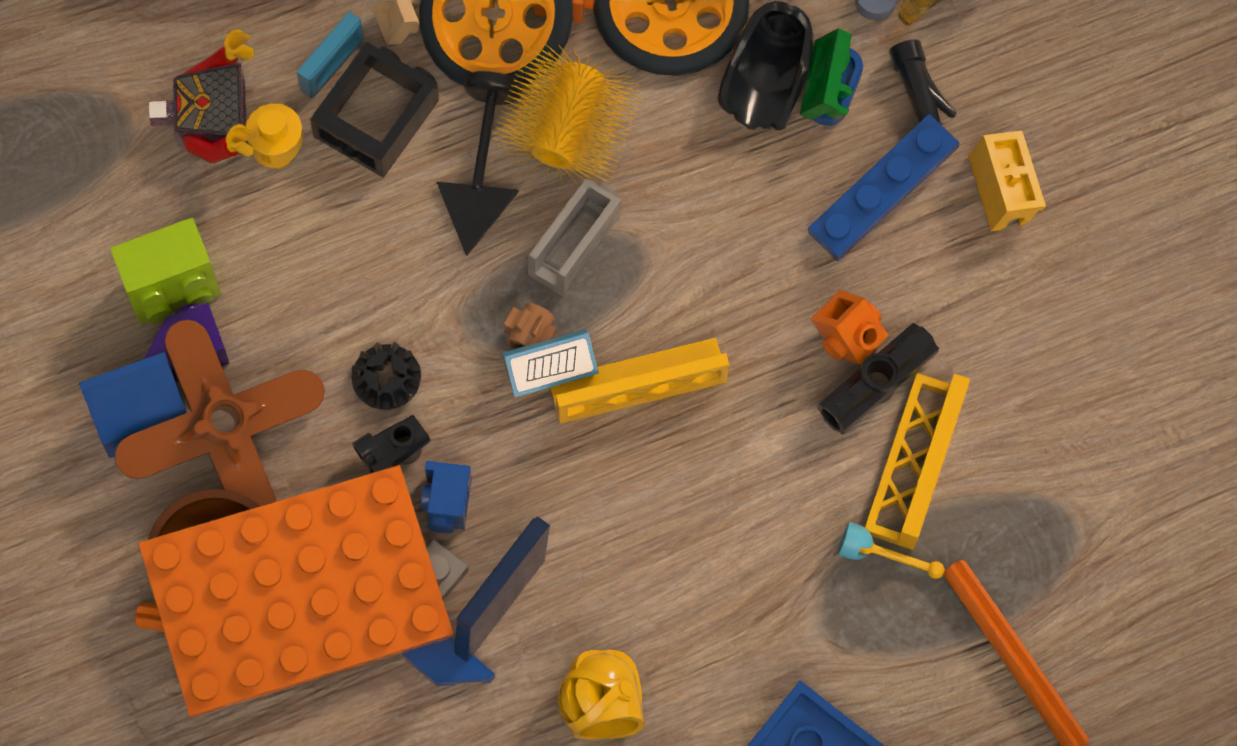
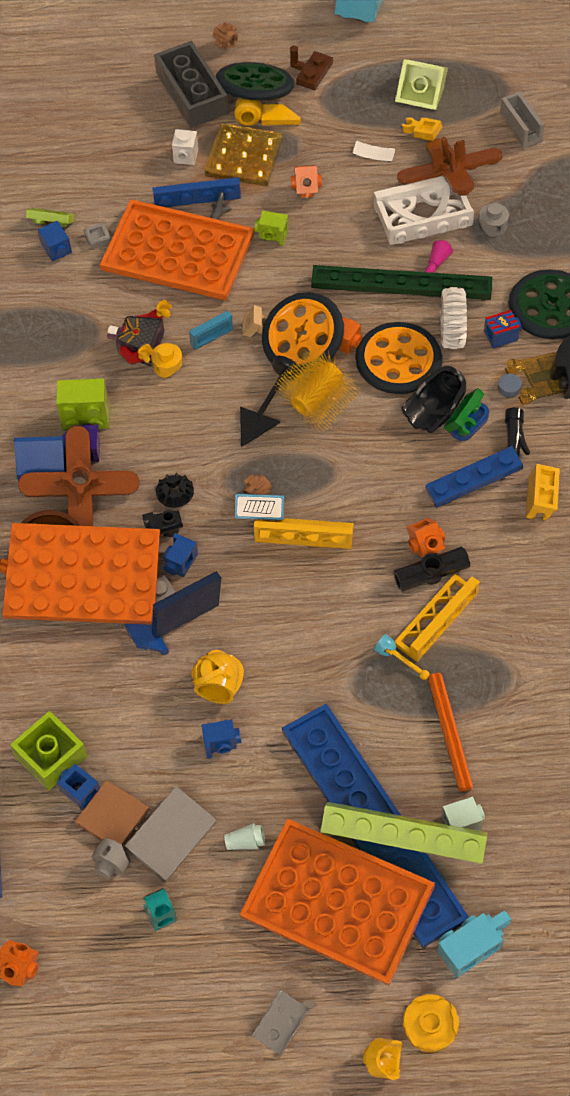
camera: 25 degrees right, 10 degrees down
(357, 144) = (218, 384): black window -> none
(574, 236) = (298, 451): light grey window -> none

